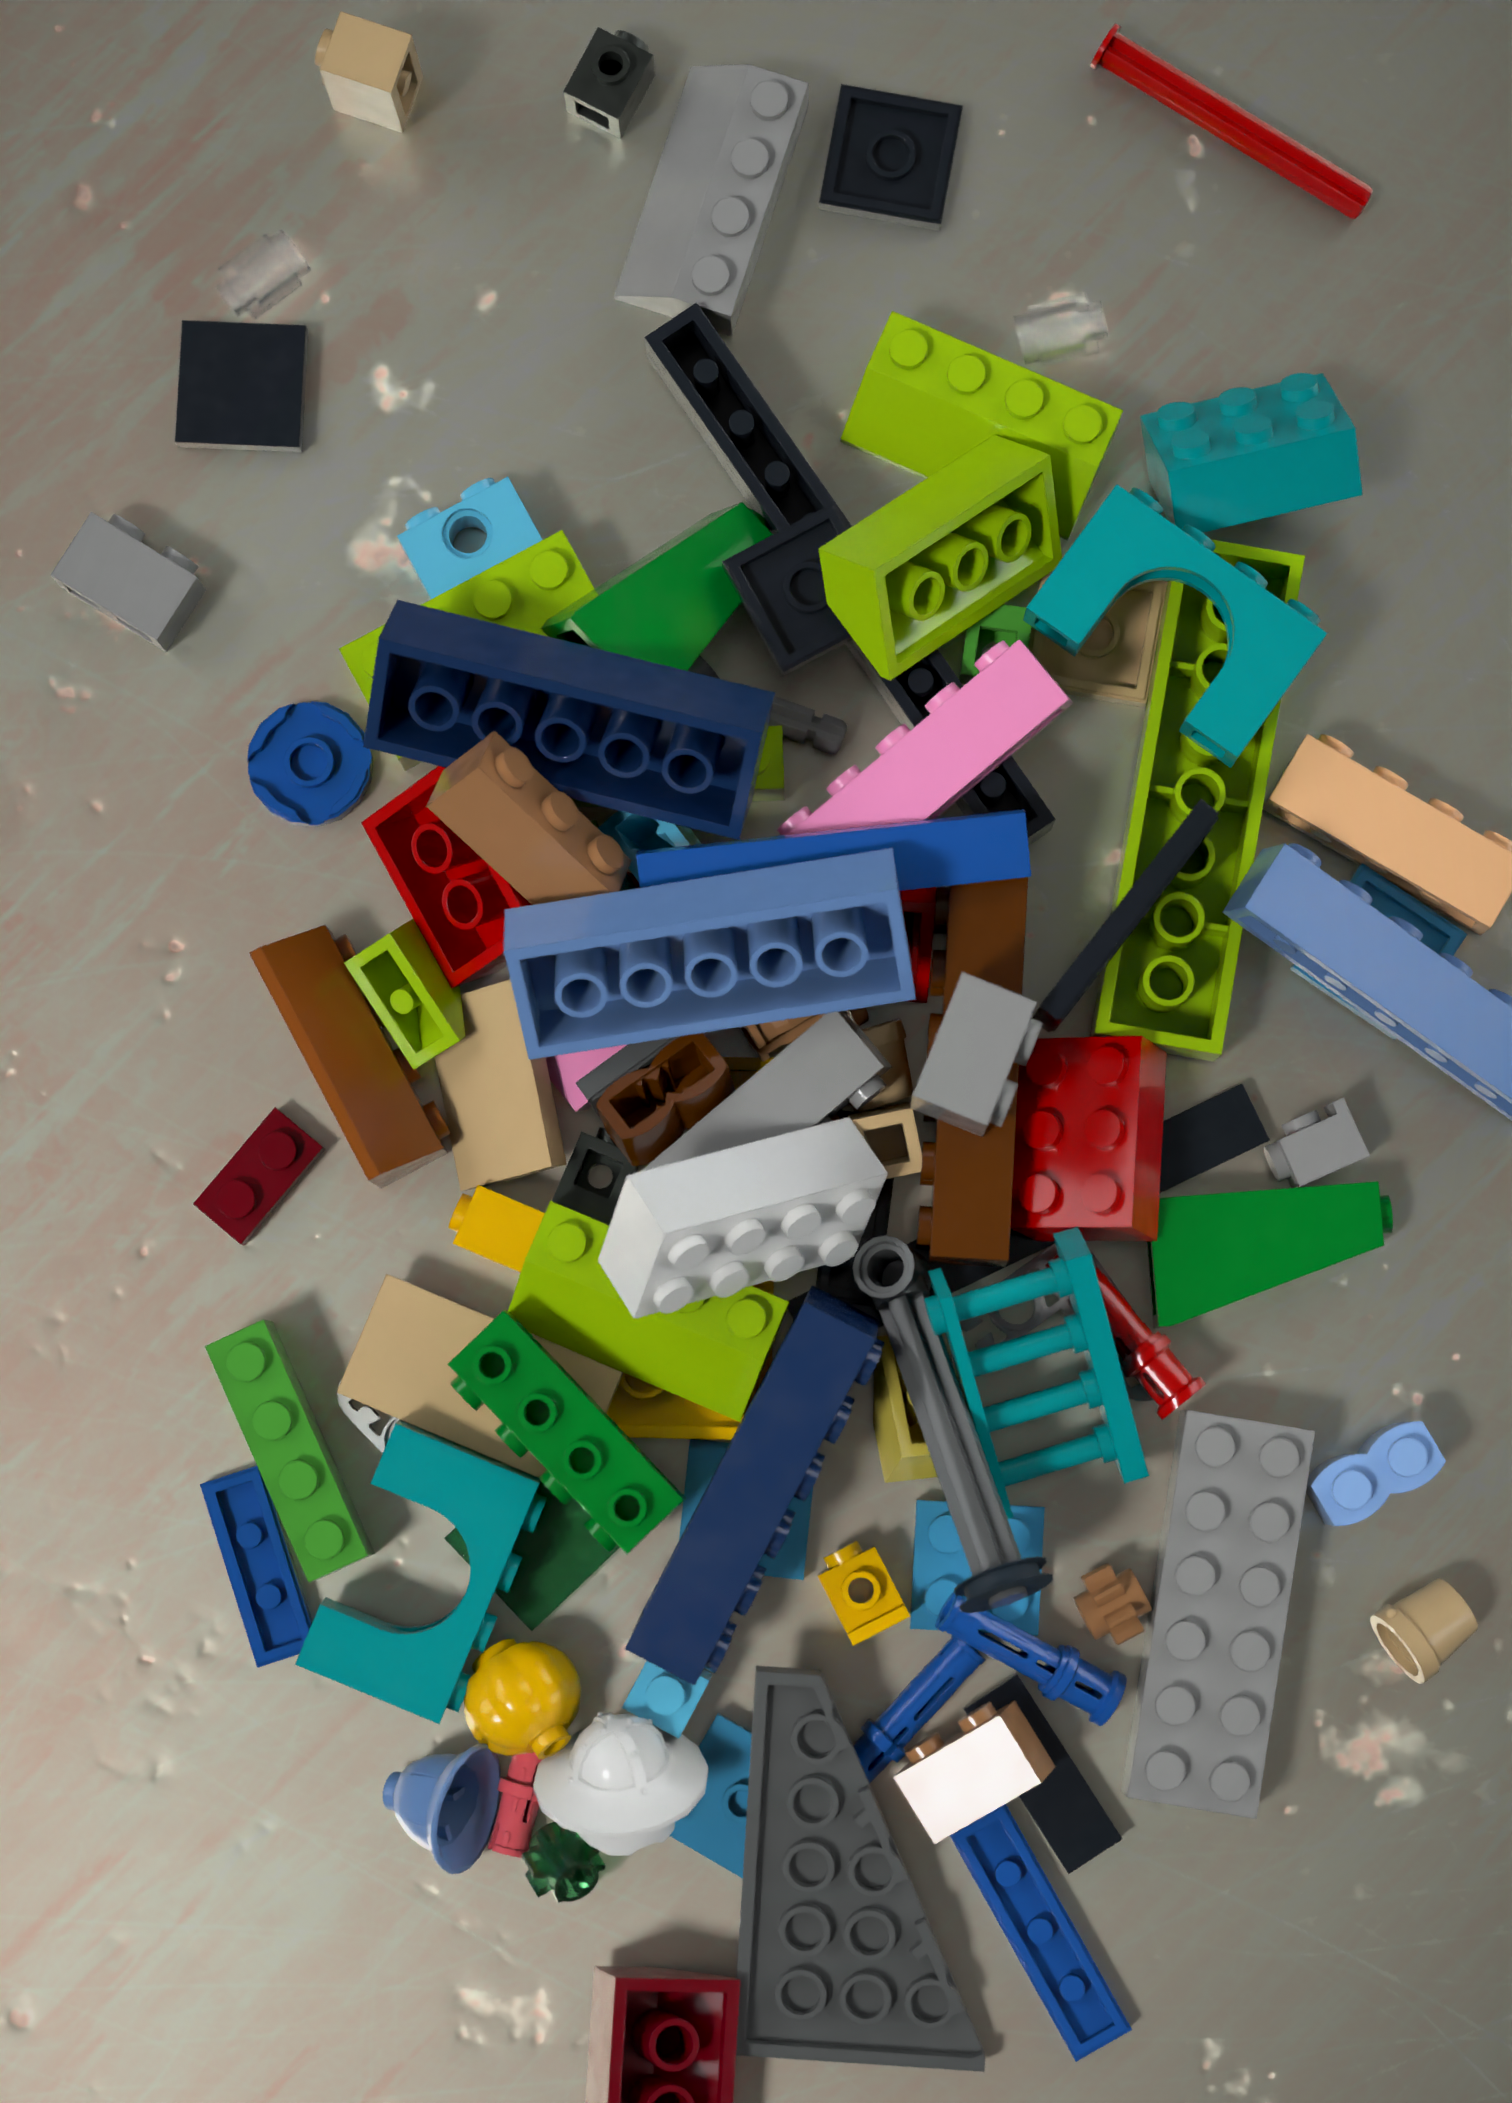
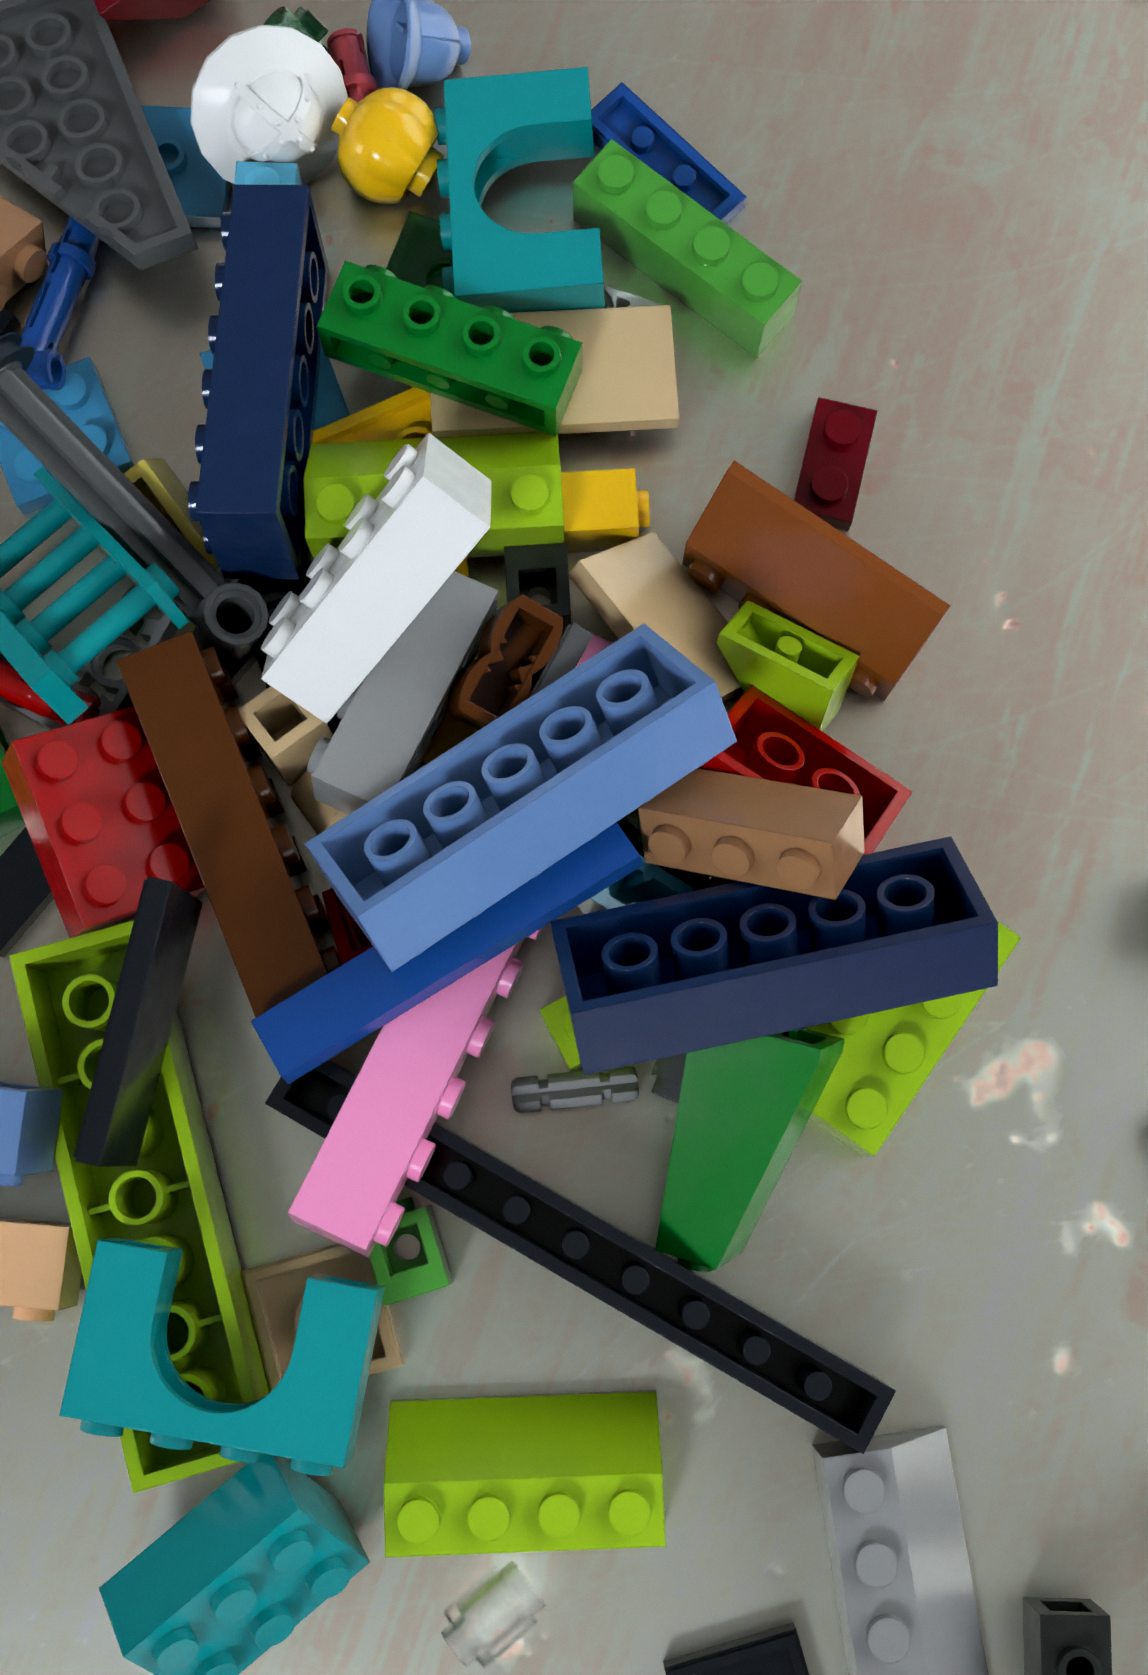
camera: 150 degrees right, 5 degrees down
(309, 763) = (995, 830): blue tile -> none
(486, 506) = (990, 1093): medium azure brick -> none
(786, 592) = (607, 1211): black tile -> none
(865, 1618) = (140, 362): yellow brick -> none
(944, 553) = (492, 1313): lime slope -> none
(973, 1055) = (215, 807): light grey brick -> none

